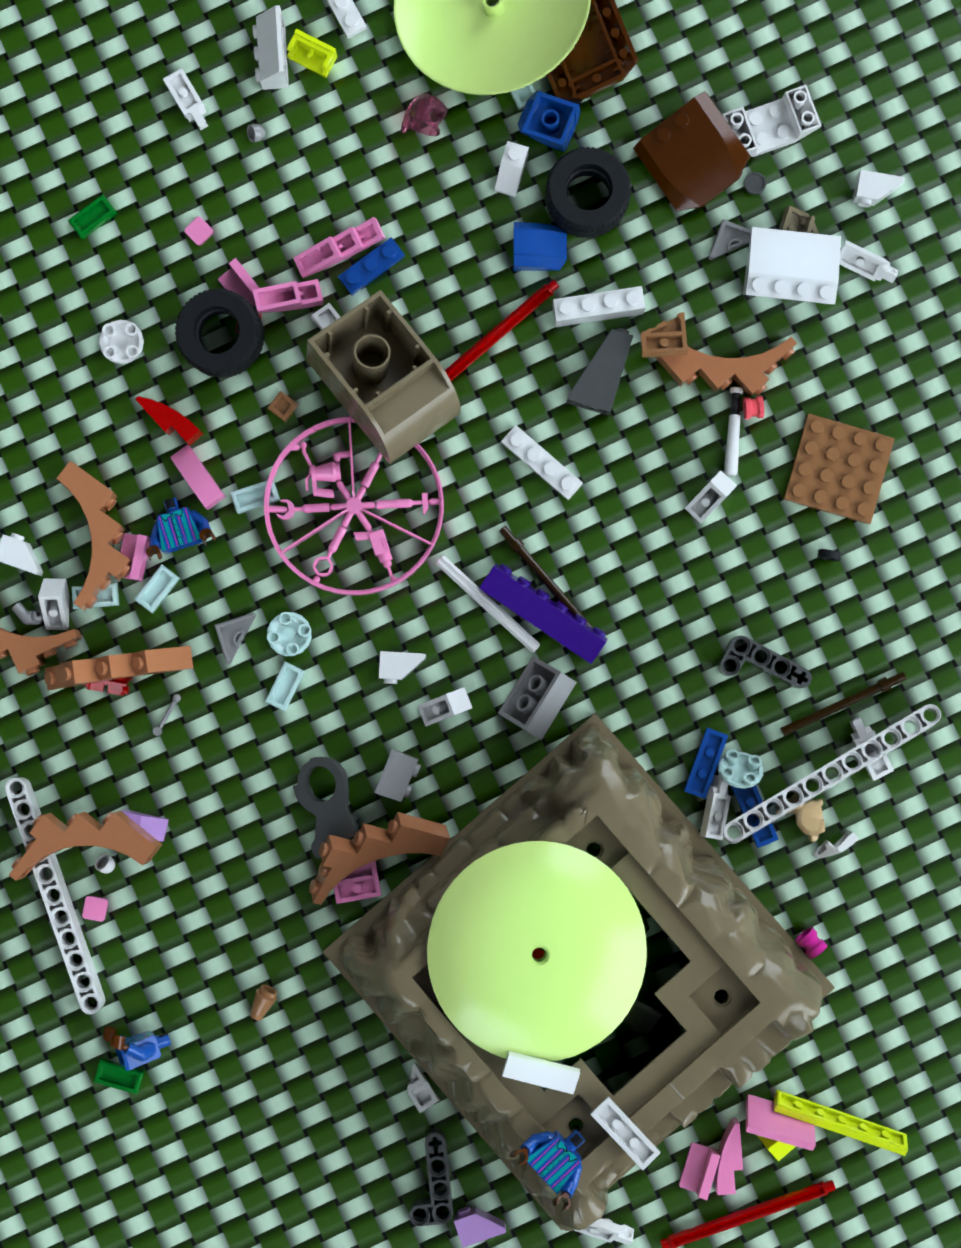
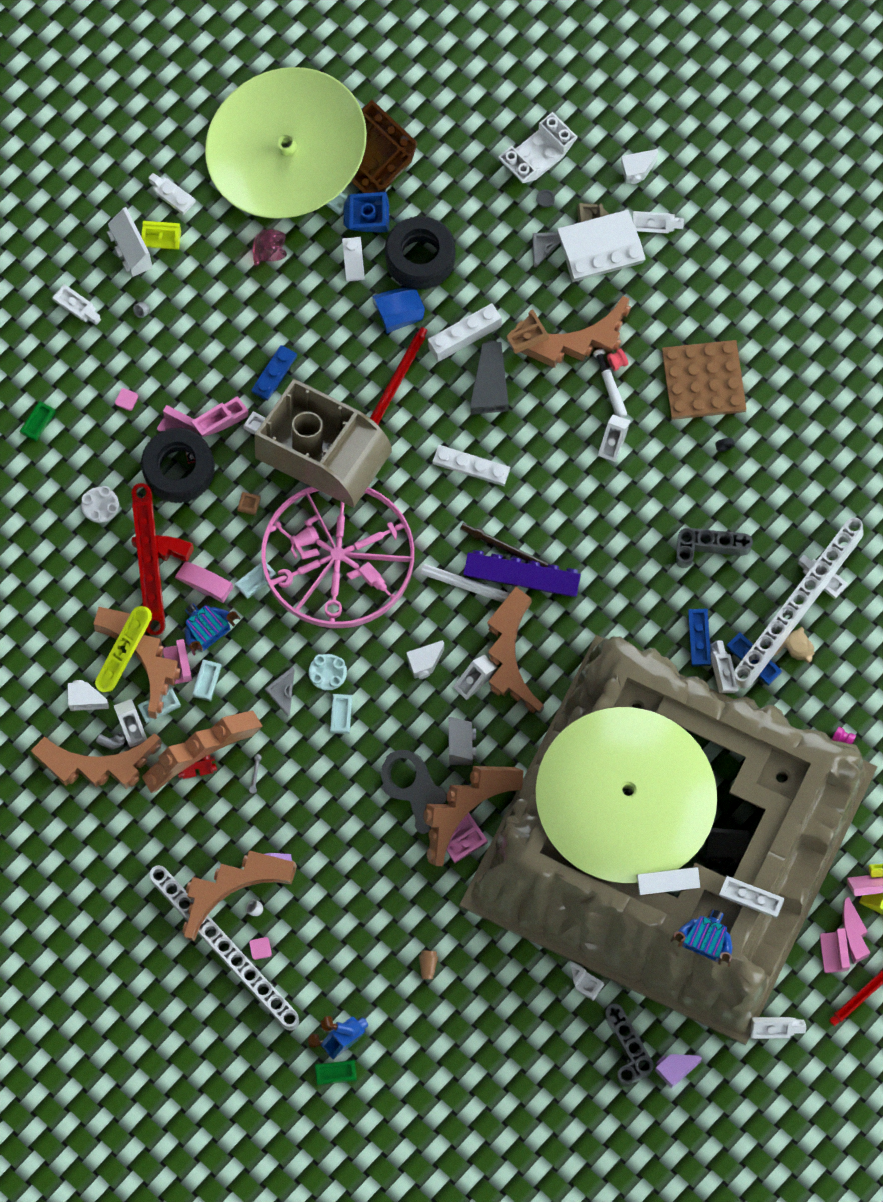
camera: 25 degrees left, 15 degrees down
(64, 532) = (116, 660): none -> neon yellow piece
(143, 428) = (148, 556): none -> red plate
(339, 248) = (243, 368): bright pink slope -> none
(481, 722) = (503, 652): none -> nougat arch
(537, 697) = (545, 640): light grey slope -> none
(693, 154) = (489, 194): reddish brown wedge -> none
(740, 769) = (728, 629): light aqua dish -> none
(827, 849) = (825, 663): white slope -> none
(882, 686) = (810, 525): dark brown bar -> none

